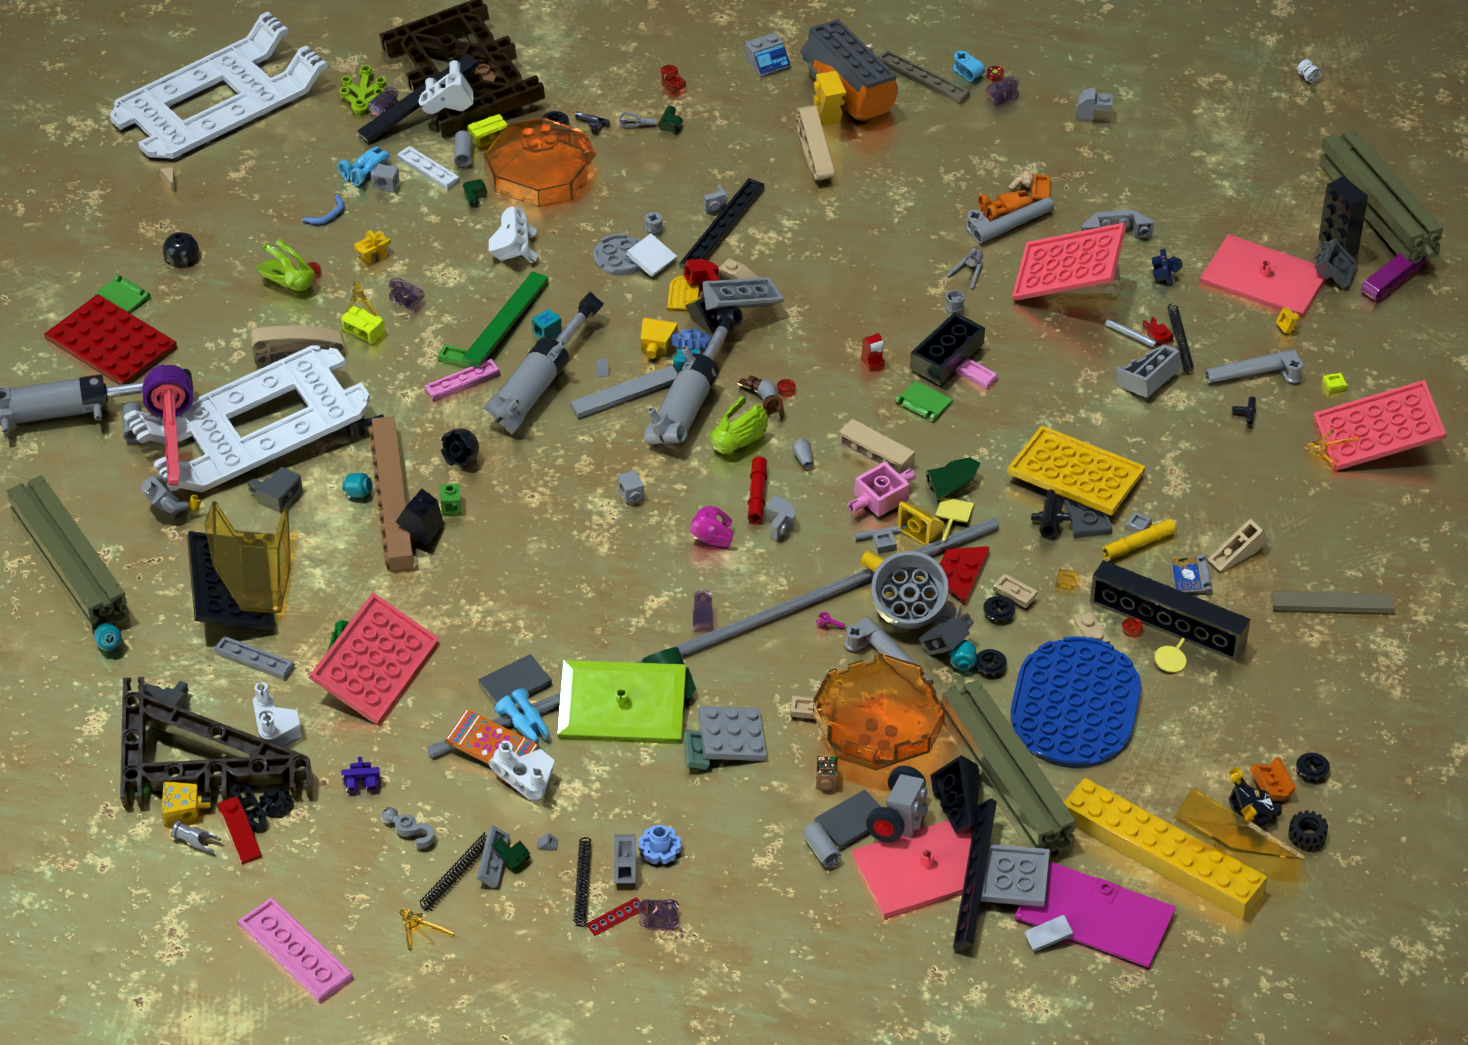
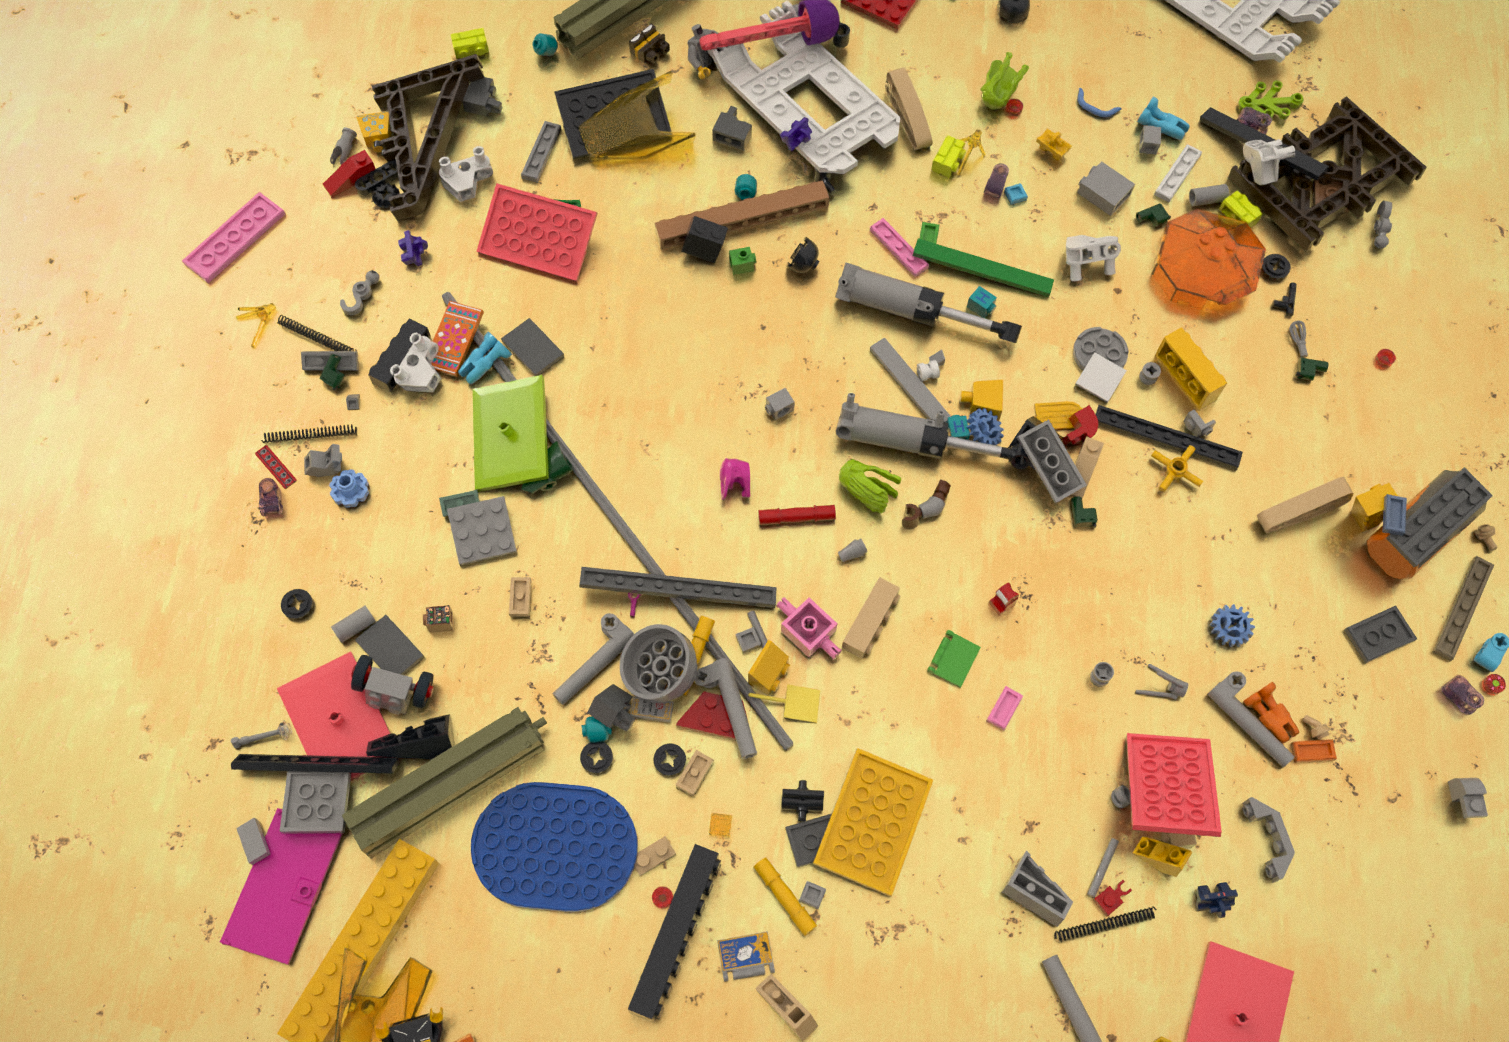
camera: 80 degrees right, 20 degrees up
(79, 709) = (469, 43): none -> neon yellow brick
(134, 548) = (648, 44): none -> dark brown hips
(307, 419) = (799, 133): none -> dark purple hips
(422, 282) = (1015, 193): none -> medium azure tile
(435, 217) = (1105, 188): none -> light grey brick
(501, 793) = (394, 354): none -> black brick
(529, 42) = (1383, 225): none -> light grey piece
(616, 373) = (928, 370): none -> white wheel
(659, 190) = (1190, 368): none -> yellow brick
(673, 83) = (1367, 363): clear red plate -> none
(703, 610) = (627, 486): clear purple piece -> none
(758, 221) = (1173, 474): none -> yellow bar
(767, 55) = (1439, 445): slope -> none
(781, 516) = (762, 543): light grey brick -> none
(786, 387) = (945, 525): clear red tile -> none
(795, 291) = (1083, 516): none -> dark green piece
(796, 891) = (289, 600): none -> black gear
(825, 579) = (677, 587): none -> dark grey plate
(849, 75) = (1394, 515): none -> sand blue tile
(878, 712) = (491, 650): clear orange windscreen -> none
(920, 214) = (1236, 634): none -> medium blue gear
(931, 907) = (284, 730): none -> light grey piece
(940, 129) = (1380, 634): none -> dark grey tile
(947, 348) = (1026, 671): black brick -> none
(952, 476) = (841, 694): dark green panel -> none
(960, 547) = (722, 674): none -> light grey axle
(1068, 307) = (1121, 793): none -> light grey tile
(1128, 287) = (1162, 856): none -> yellow slope
(1171, 658) = (624, 941): light yellow piece -> none
(1250, 410) = (1006, 1010): black piece -> none

